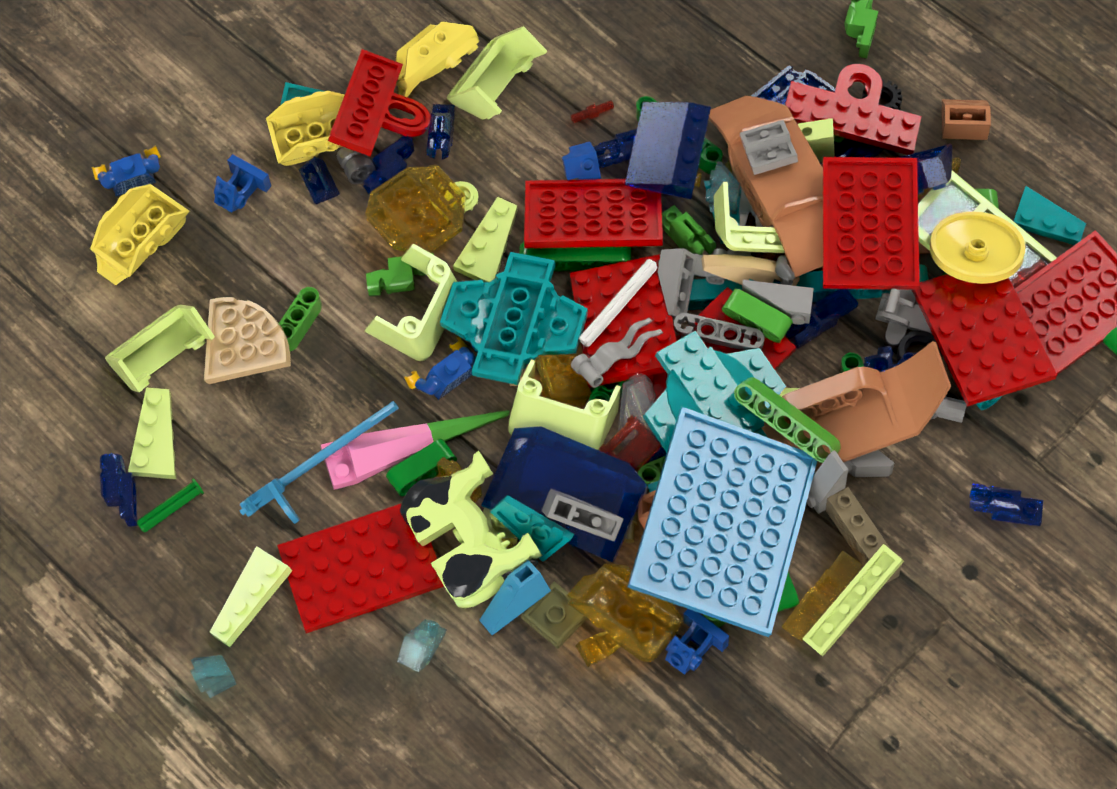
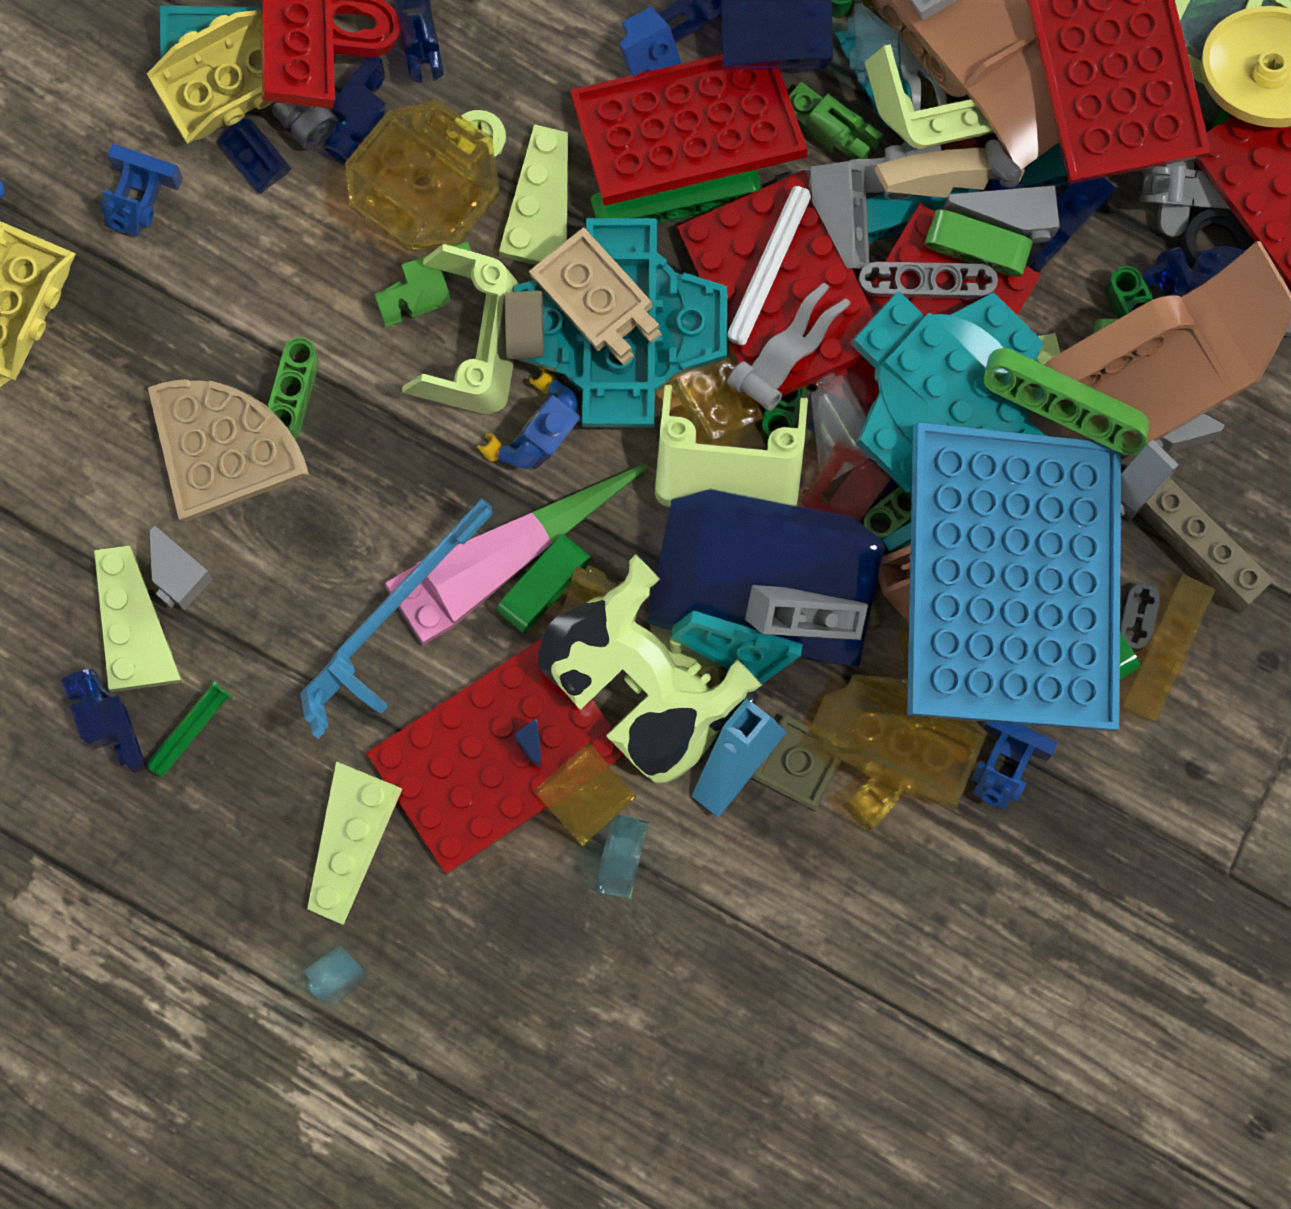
camera: 20 degrees left, 15 degrees up
(158, 344) = (89, 479): yellowish green windscreen -> none
(191, 410) = (175, 571): none -> light grey slope
(381, 555) = (529, 743): none -> dark blue slope
(408, 599) = (585, 794): none -> clear yellow tile
(451, 304) = (524, 324): none -> dark tan beam
(502, 296) = (596, 294): none -> tan tile
(812, 576) = (1146, 619): none -> dark grey beam
(853, 600) = (1219, 648): yellowish green plate -> none

